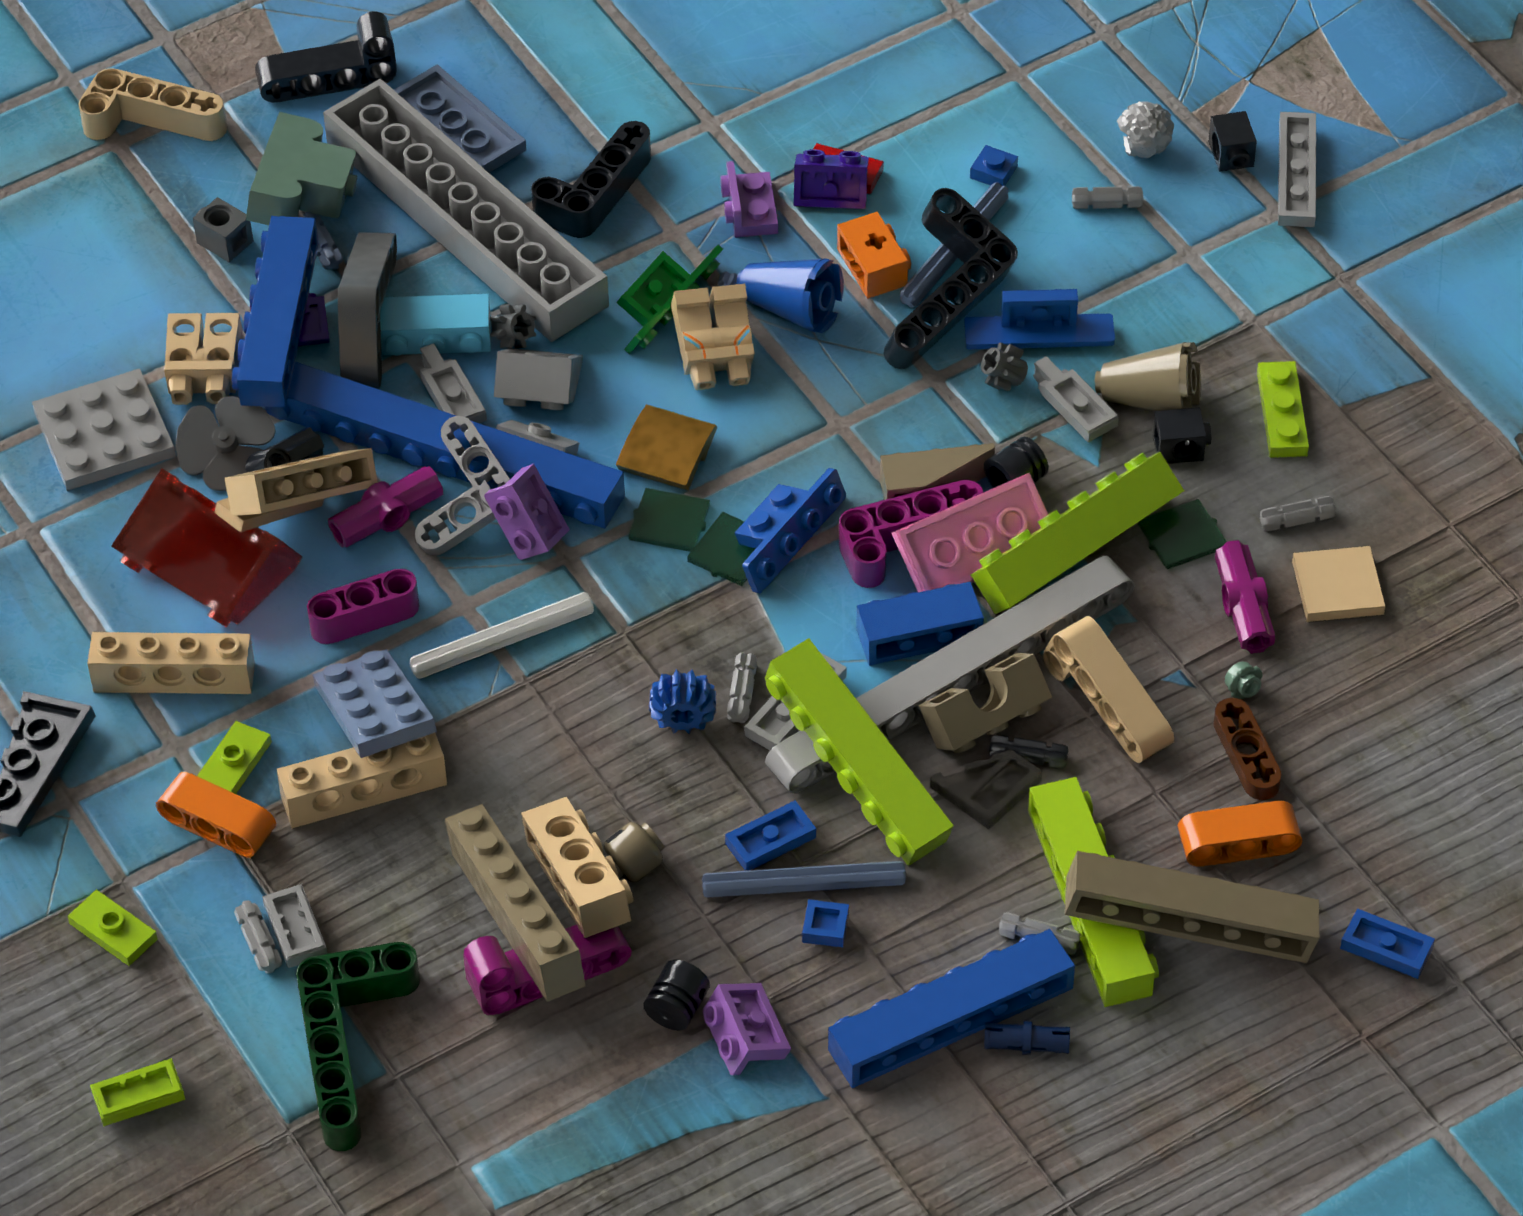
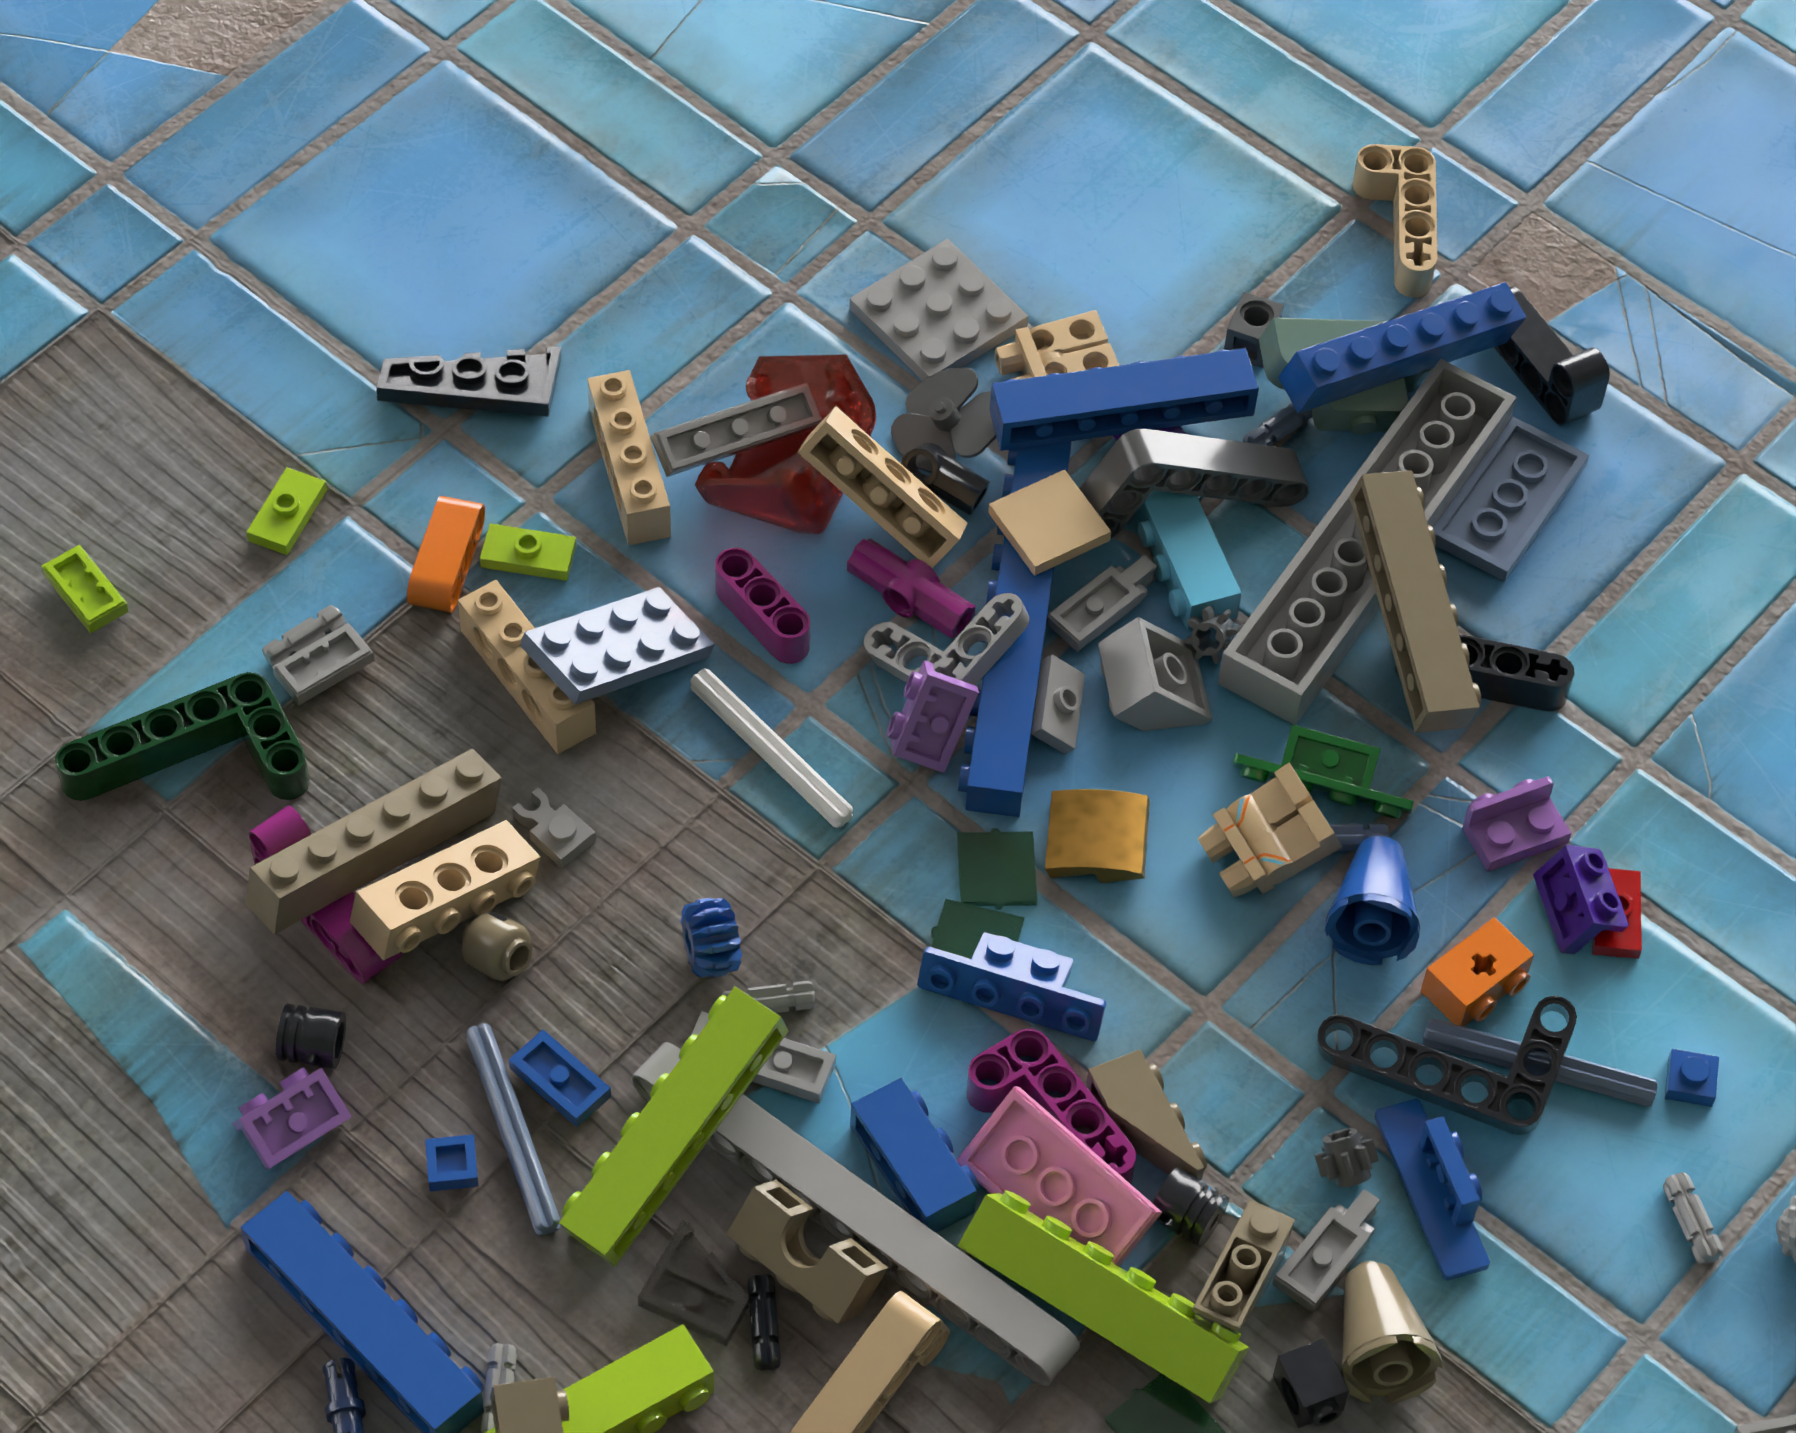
camera: 70 degrees right, 5 degrees up
(181, 577) = (736, 429): none -> light grey tile
(310, 126) = (1401, 347): none -> blue brick
(375, 390) = (1049, 522): none -> tan tile
(522, 795) = (557, 831): none -> light grey plate
(552, 182) = (1415, 601): none -> dark tan brick
(1081, 441) = (1245, 1266): none -> dark tan slope

